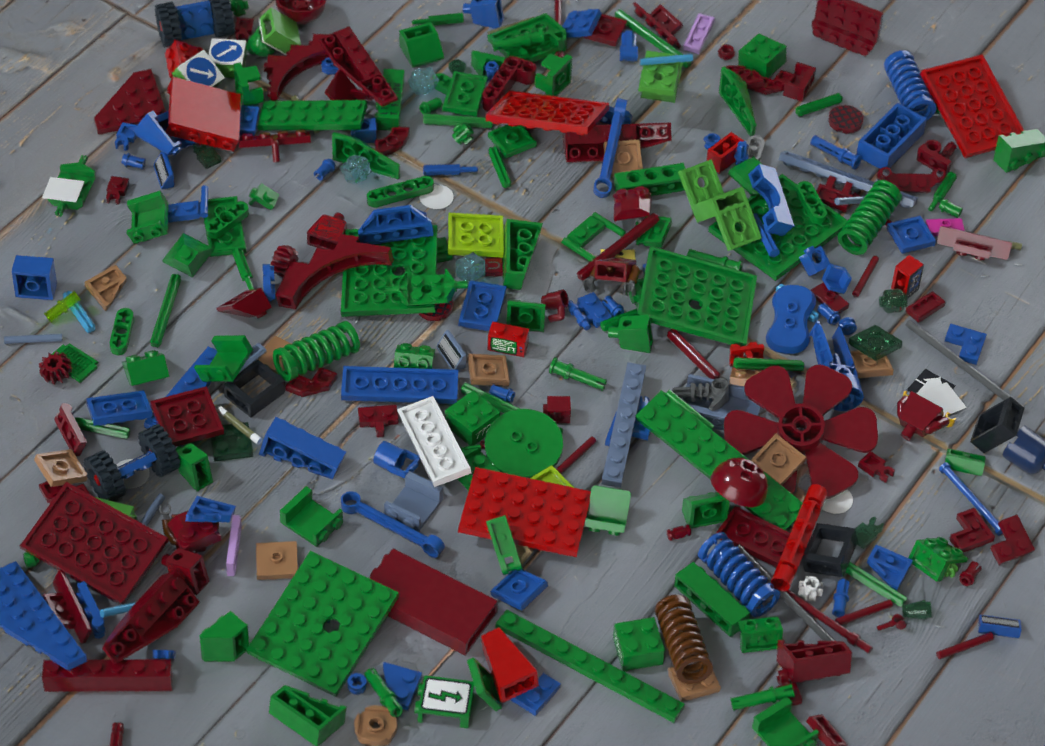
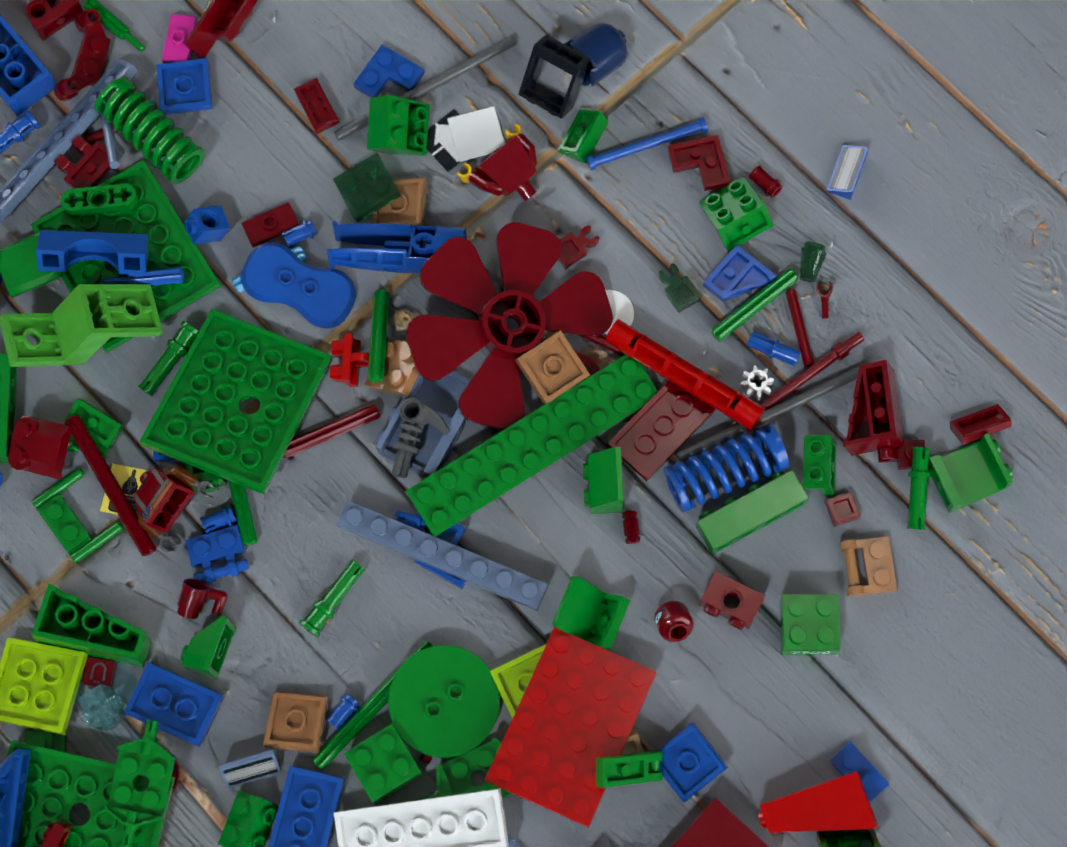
camera: 70 degrees left, 25 degrees up
(508, 339) = (249, 681): red brick -> none
(558, 408) = (391, 640): dark red brick -> none
(576, 455) = (472, 634): dark red bar -> none
(590, 666) = (822, 698): green plate -> none
(617, 562) = (673, 621): none -> dark red head
(633, 333) = (284, 494): green torso -> none
(642, 596) = (722, 587): none -> dark red brick
(671, 395) = (444, 460): green piece -> none
(683, 646) = (873, 573): reddish brown piece -> none
(732, 658) = (842, 509): none -> dark red tile
(740, 482) = (597, 428): dark red piece -> none
(834, 565) = (727, 355): black window -> none
(836, 278) = (247, 205): blue panel -> none
(849, 325) = (328, 214): blue bush -> none
(865, 276) = (241, 166): dark red piece -> none
(893, 300) = (297, 143): clear green head -> none
(908, 275) = (270, 113): red brick -> none
(927, 351) = (398, 126): none -> green slope
(950, 208) = (149, 22): green pin -> none
(965, 645) = (870, 221): dark red bar -> none
(1016, 543) = (730, 111): dark red plate -> none

